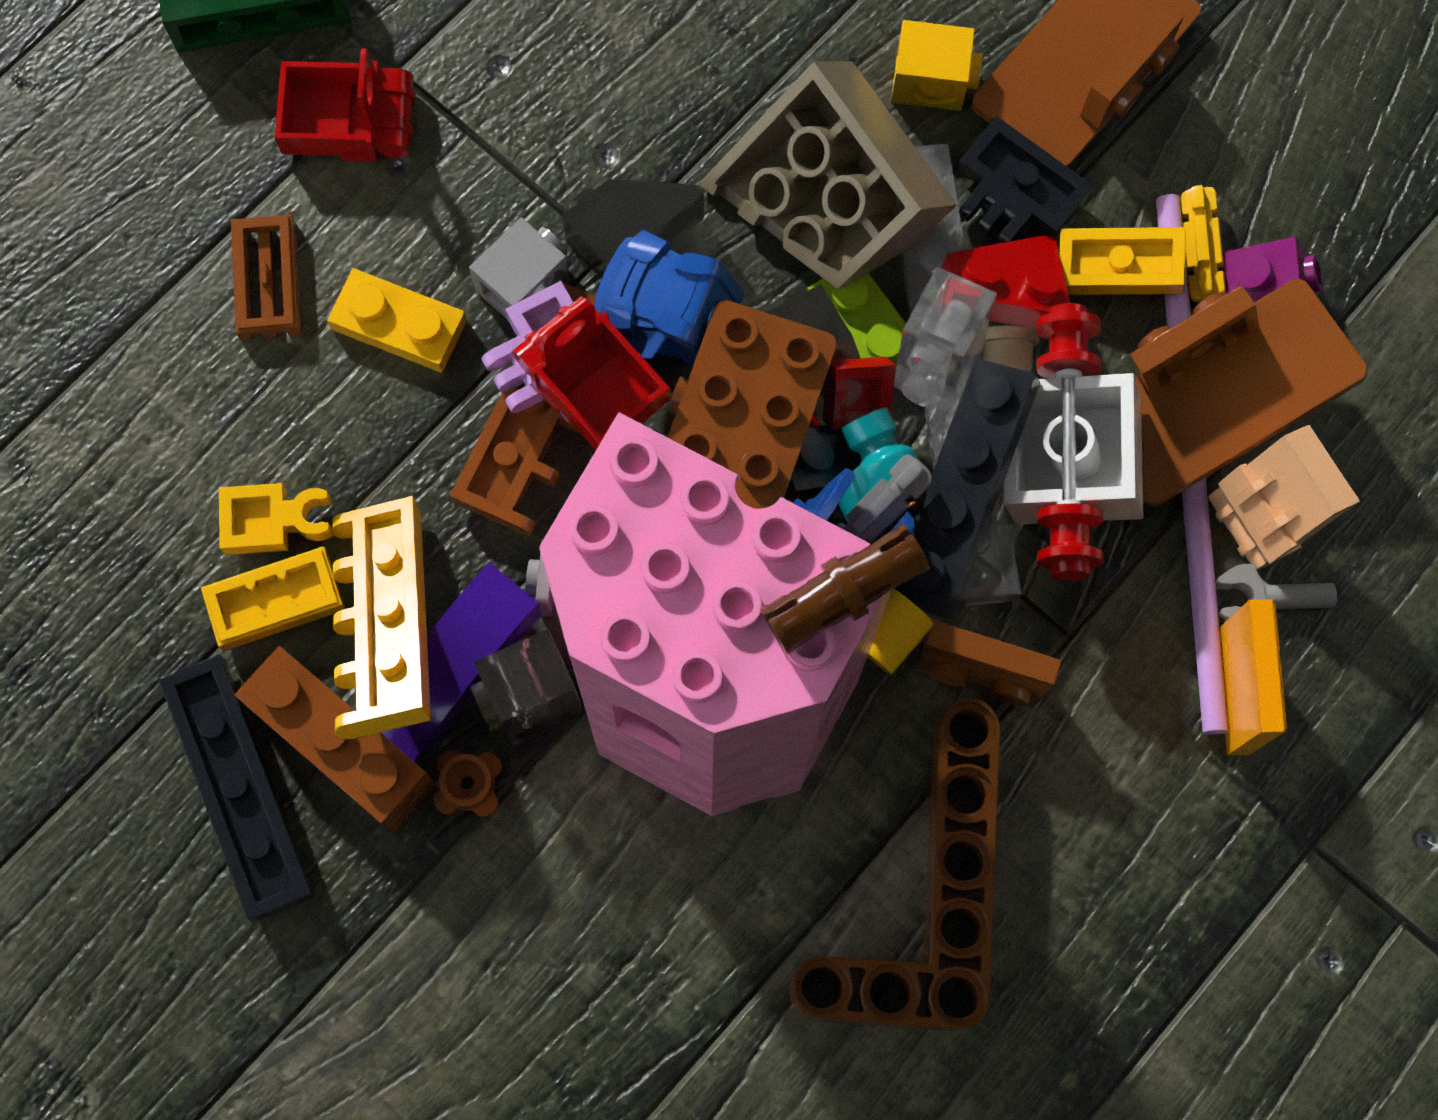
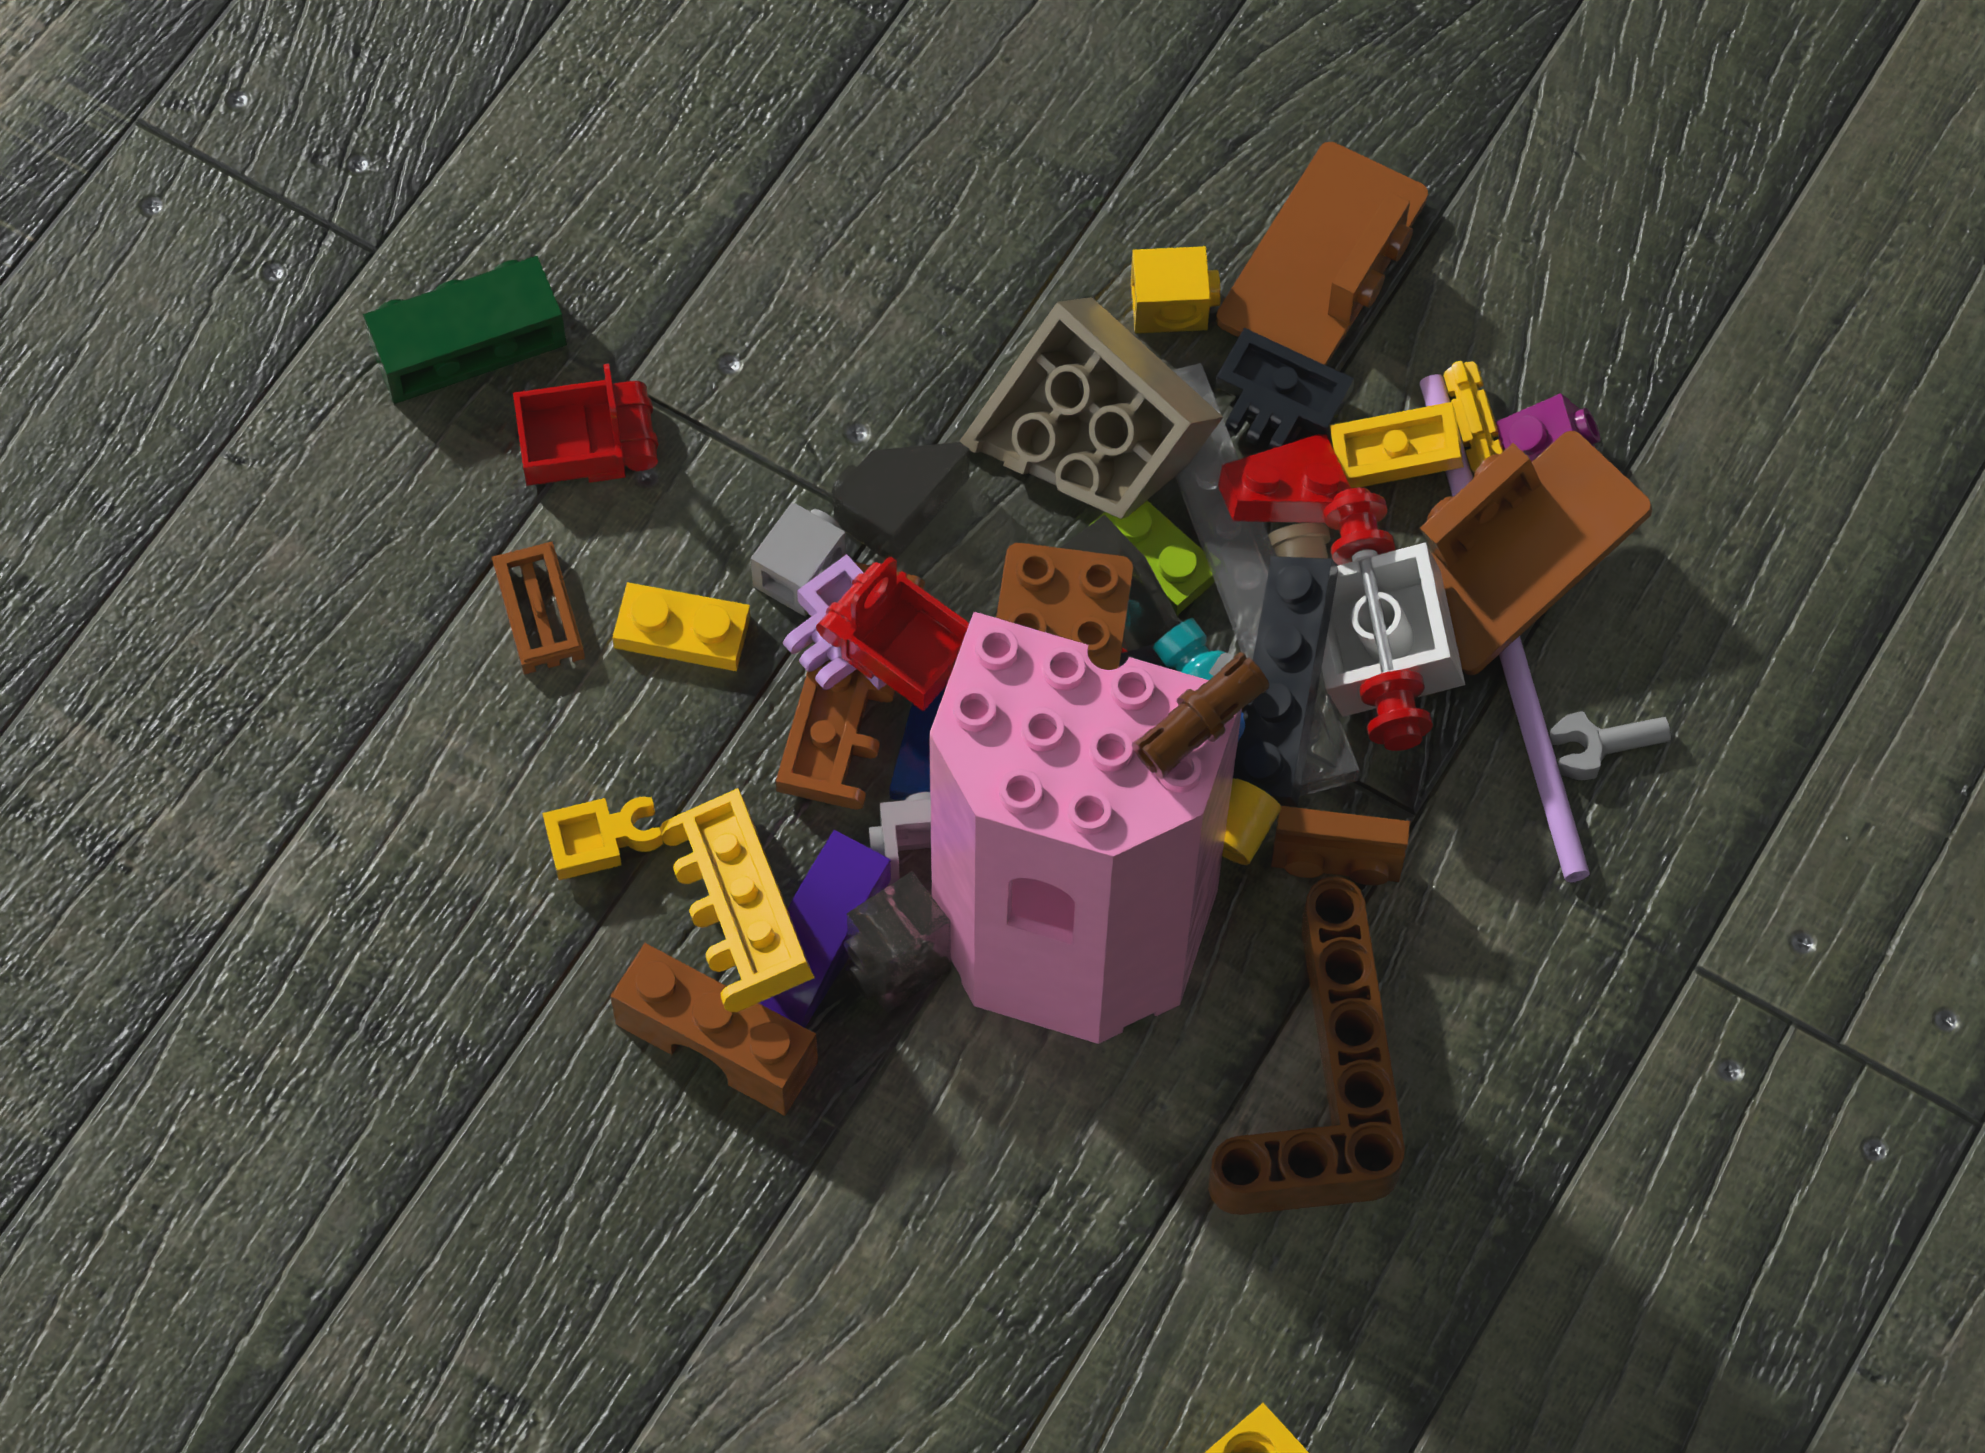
camera: 10 degrees left, 10 degrees down
(236, 788) = (623, 1094): black plate -> none
(272, 598) = (618, 911): yellow plate -> none
(455, 768) = (850, 1033): dark orange plate -> none
(663, 297) = (954, 550): blue piece -> none
(857, 389) = (1158, 607): red plate -> none
(943, 340) = (1236, 543): clear brick -> none
(1252, 677) = (1597, 810): light orange tile -> none
(1282, 497) = (1594, 640): light nougat piece -> none

